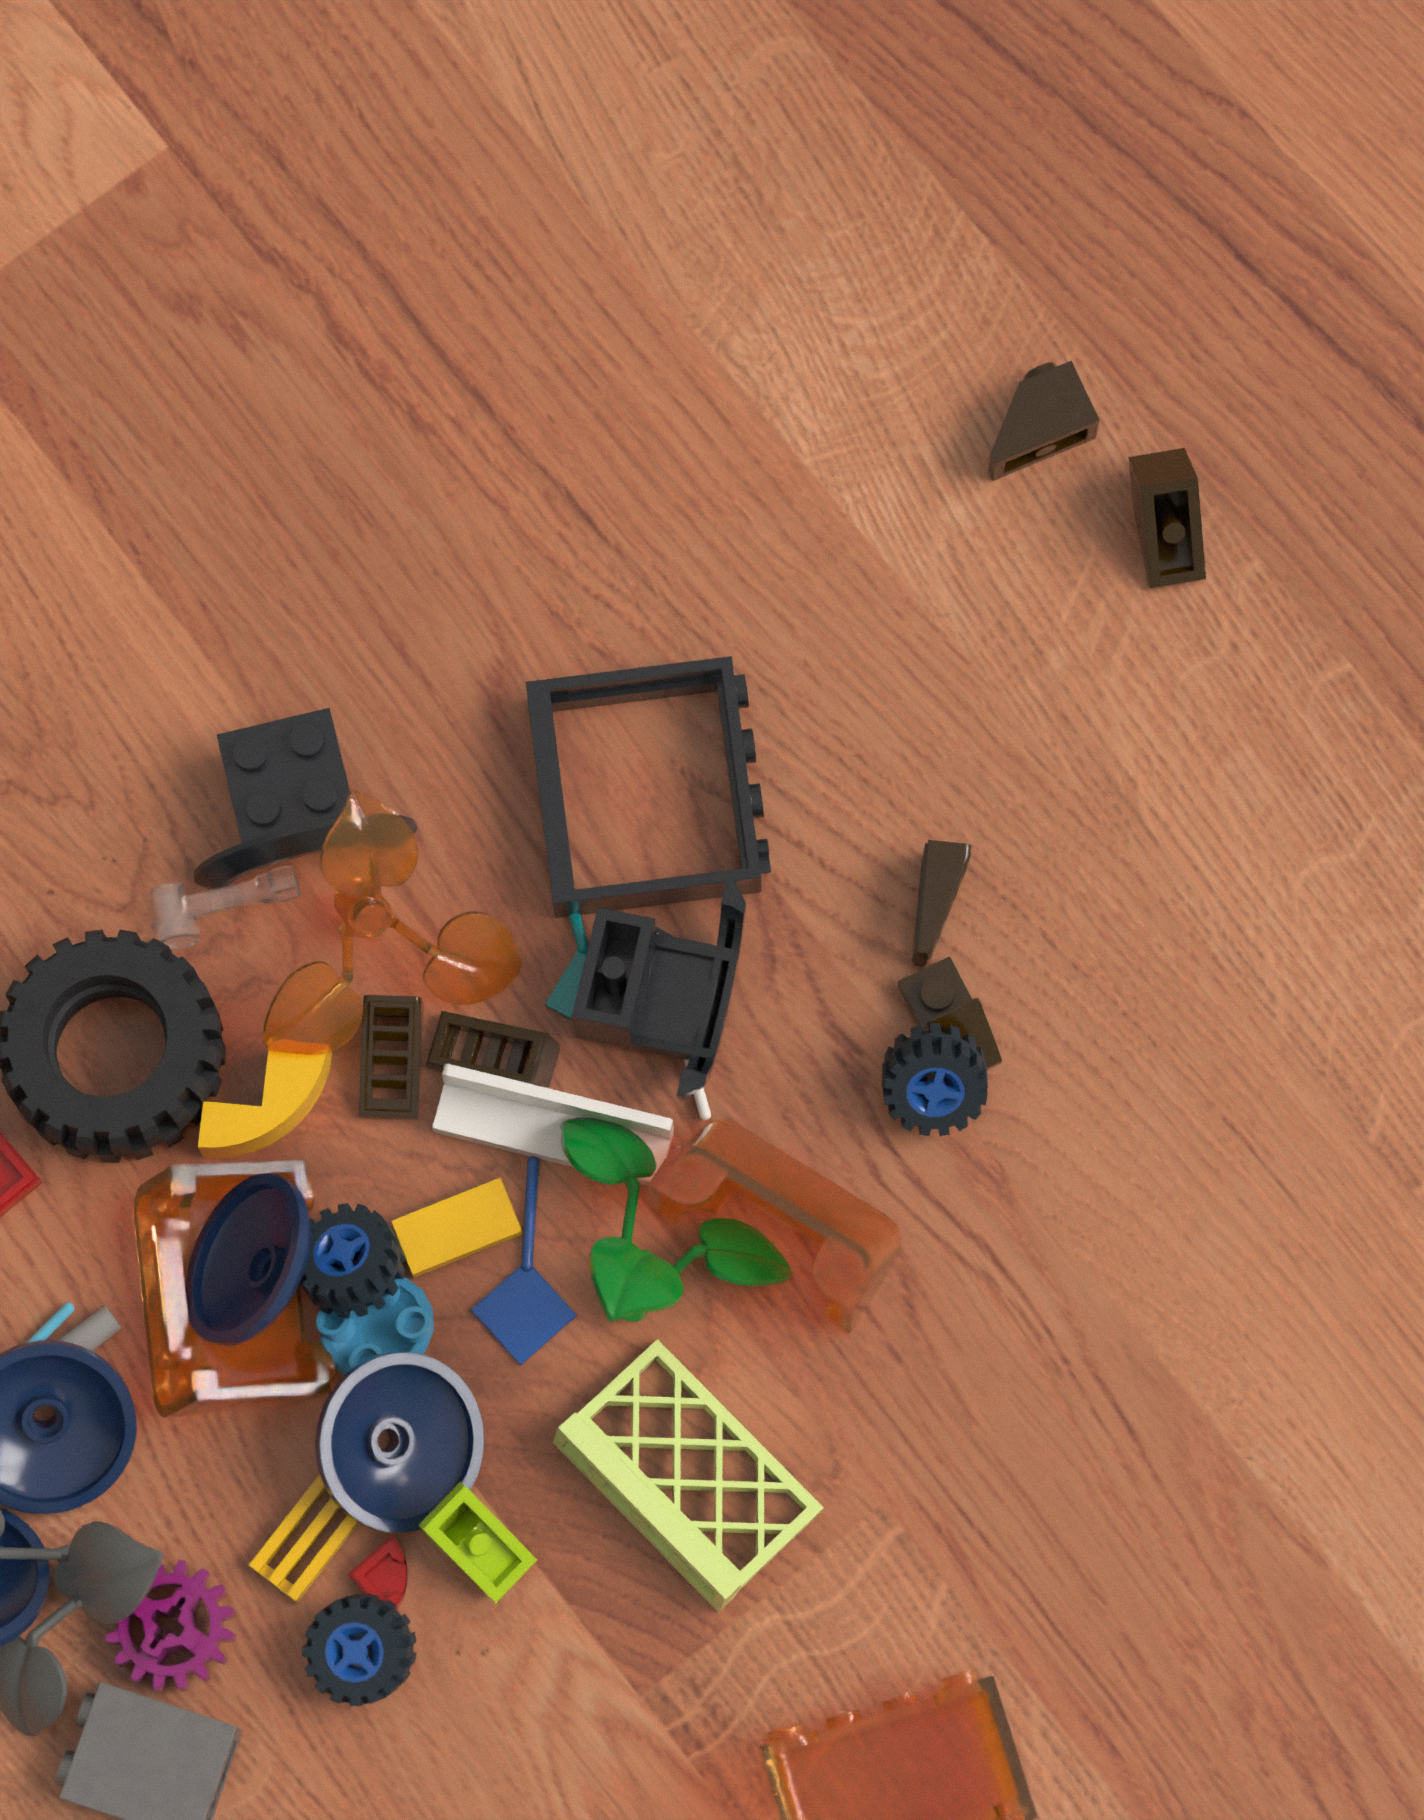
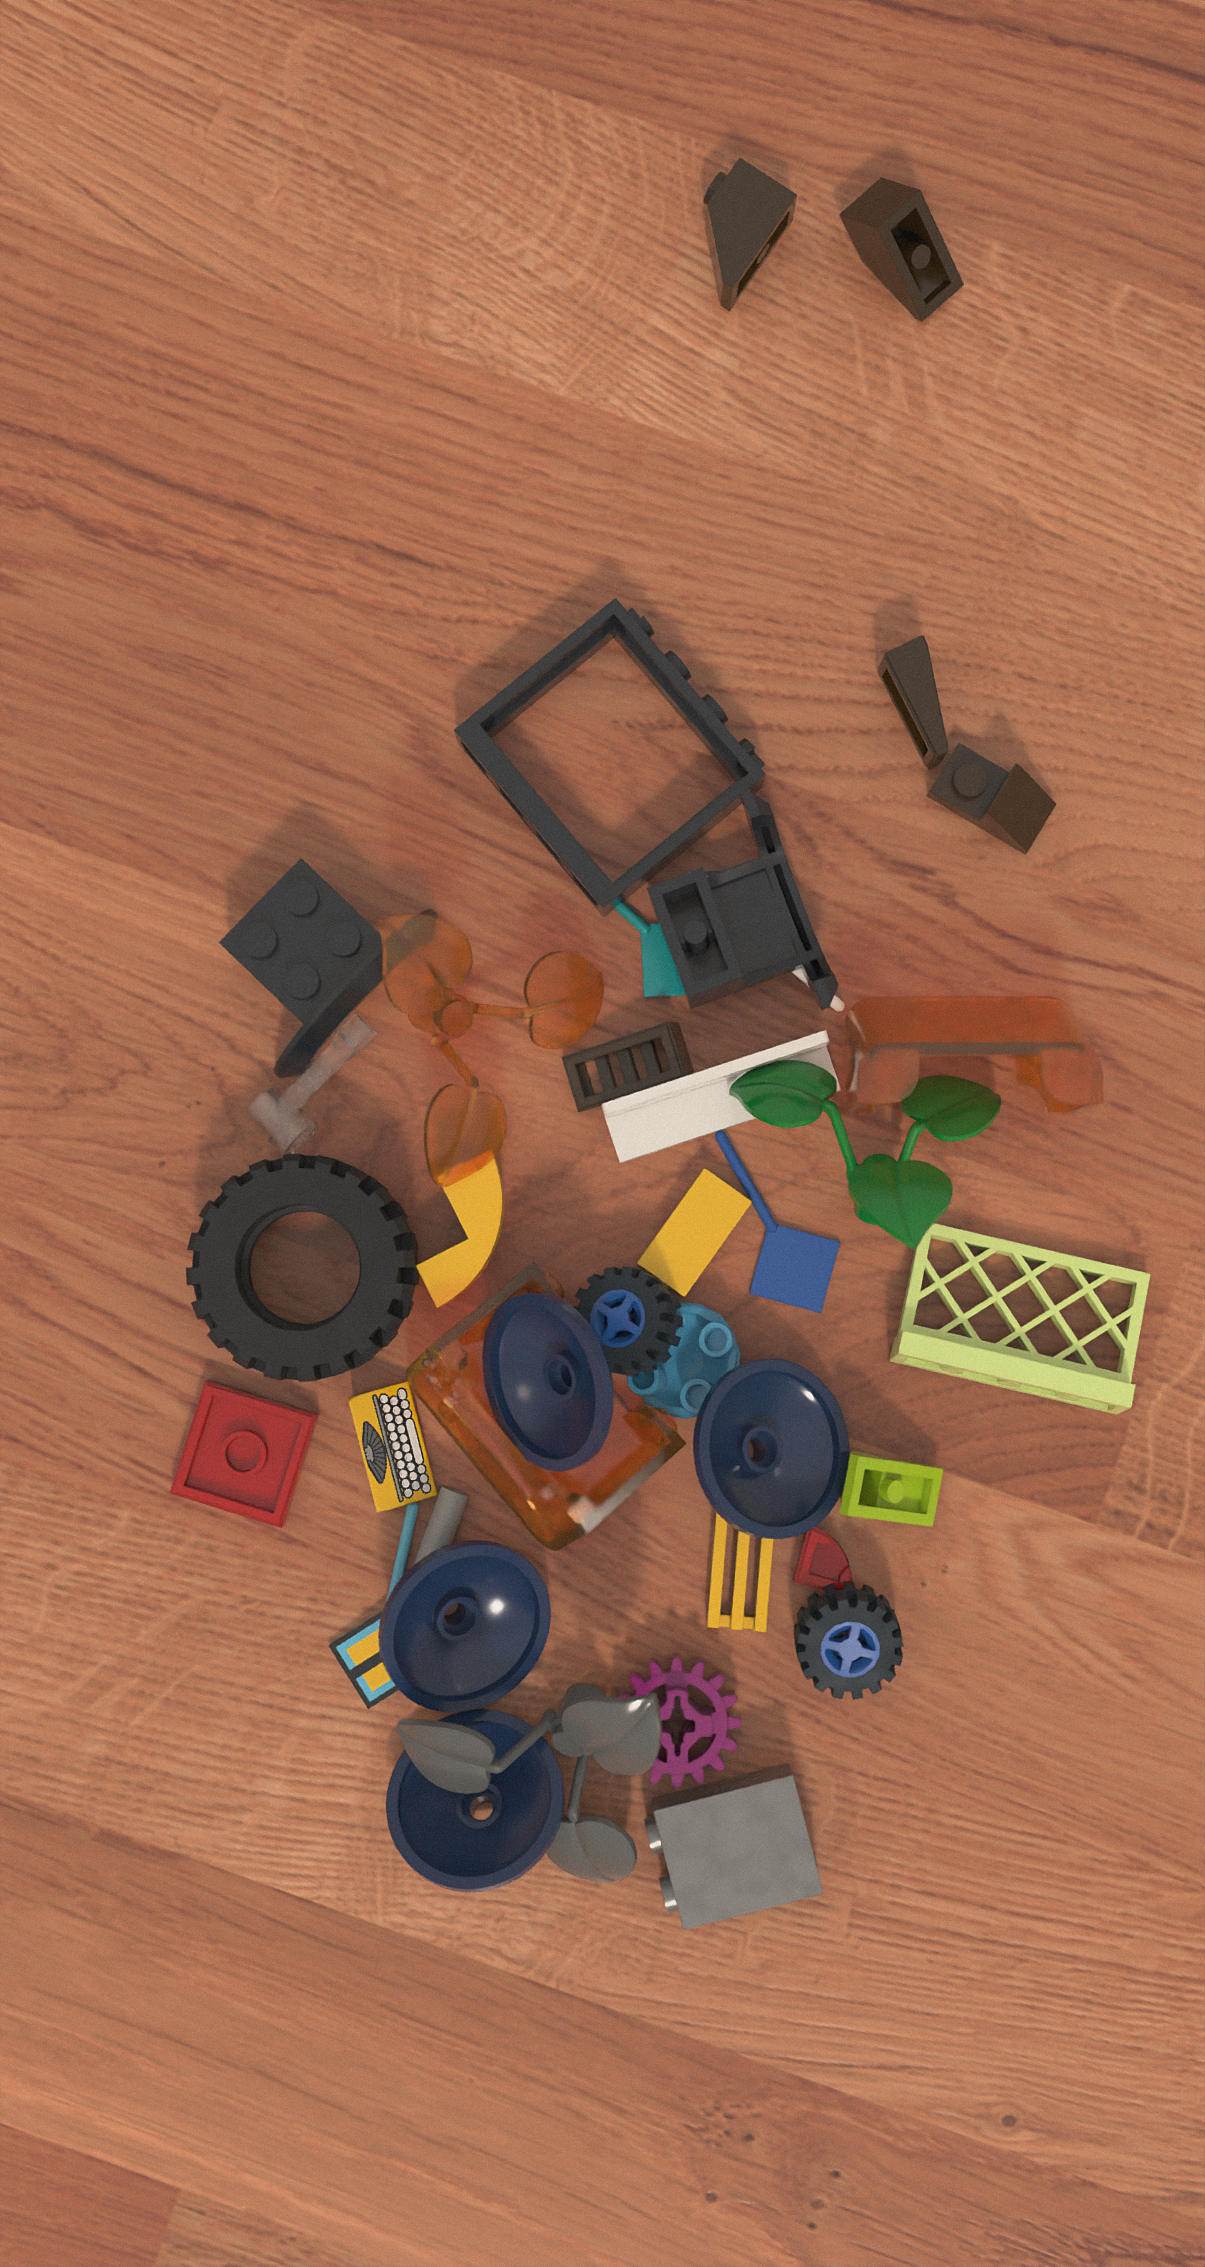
camera: 30 degrees left, 10 degrees up
(85, 1245) = (392, 1446): none -> slope
(391, 1006) = (521, 1081): dark brown slope -> none
(949, 1096) = (1020, 856): black wheel -> none

